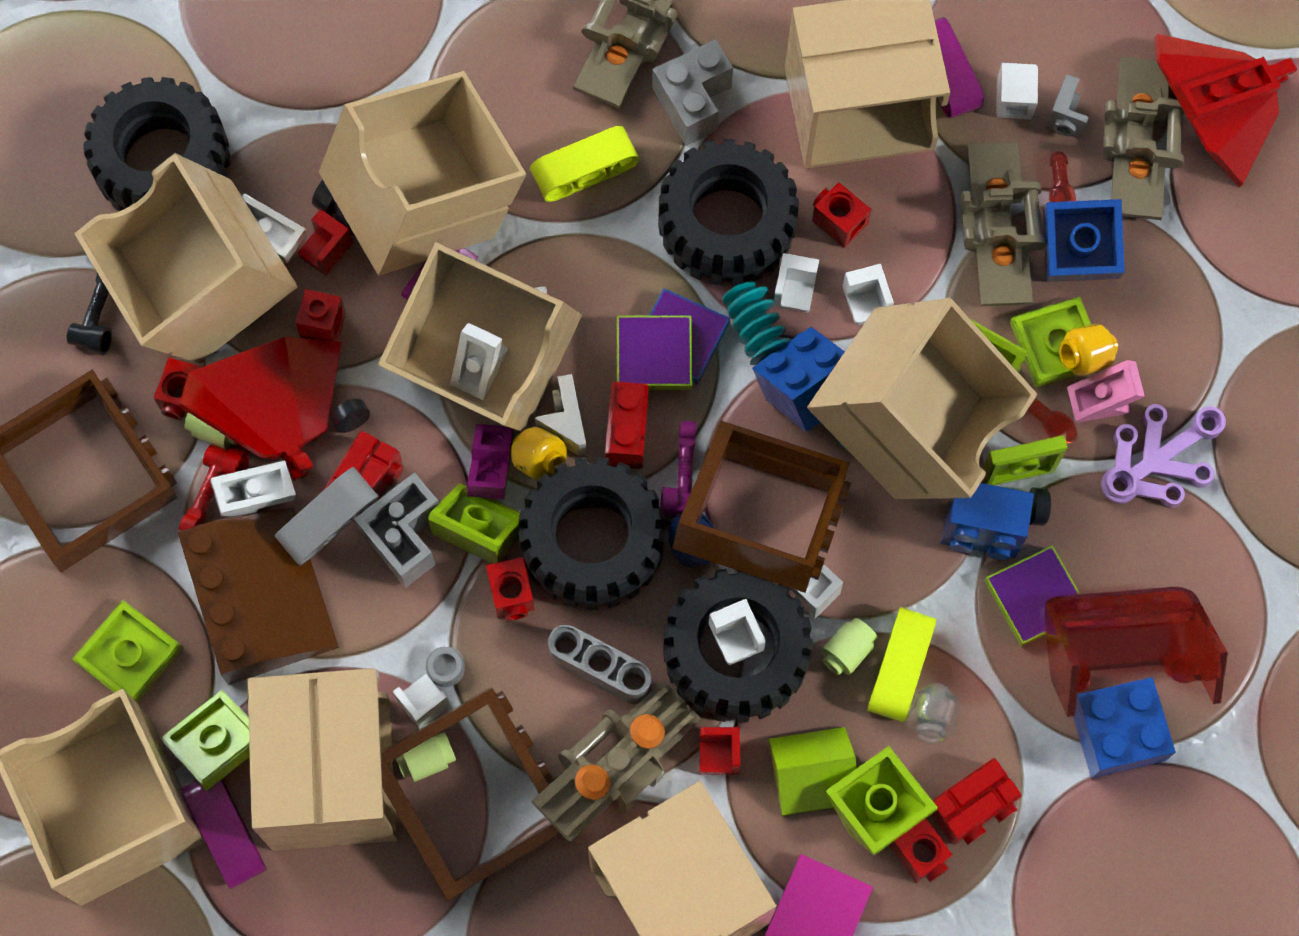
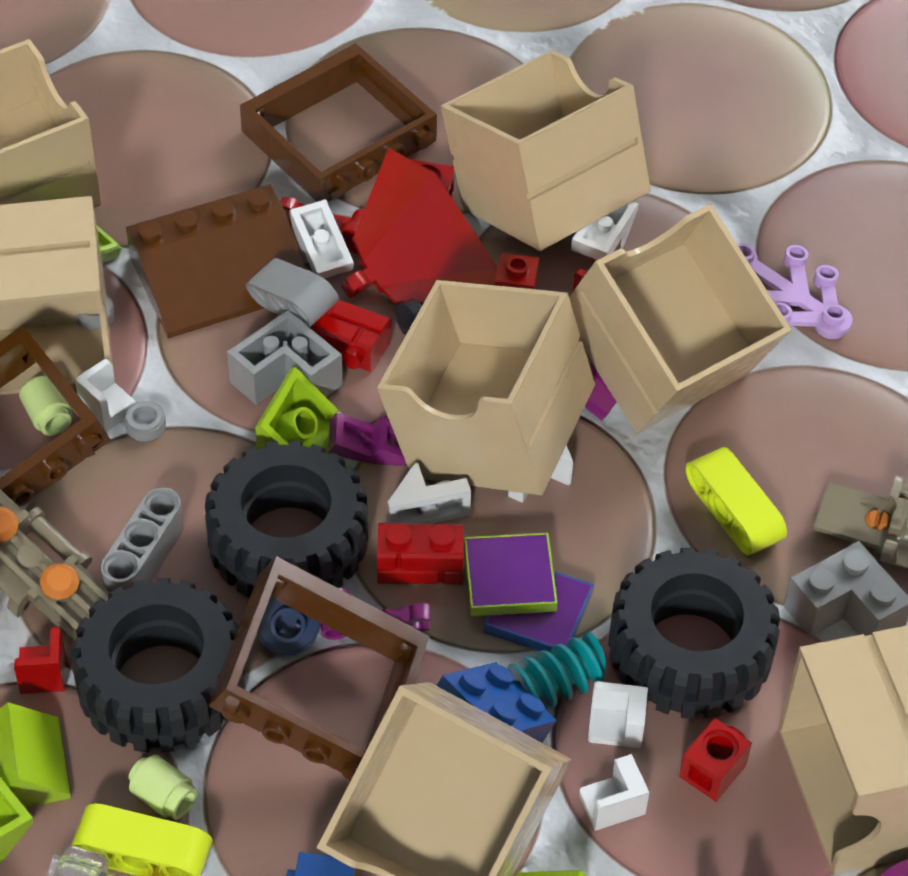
camera: 85 degrees right, 20 degrees down
(127, 652) = (159, 180): lime tile -> none
(142, 110) = (697, 113): black tyre -> none
(345, 79) = (827, 317): none -> lavender plant
(477, 361) = (466, 384): white slope -> none
(508, 573) = (217, 452): red brick -> none
(537, 452) = (380, 472): yellow head -> none
(736, 632) = (158, 635): white panel -> none
(821, 592) = (231, 749): white panel -> none

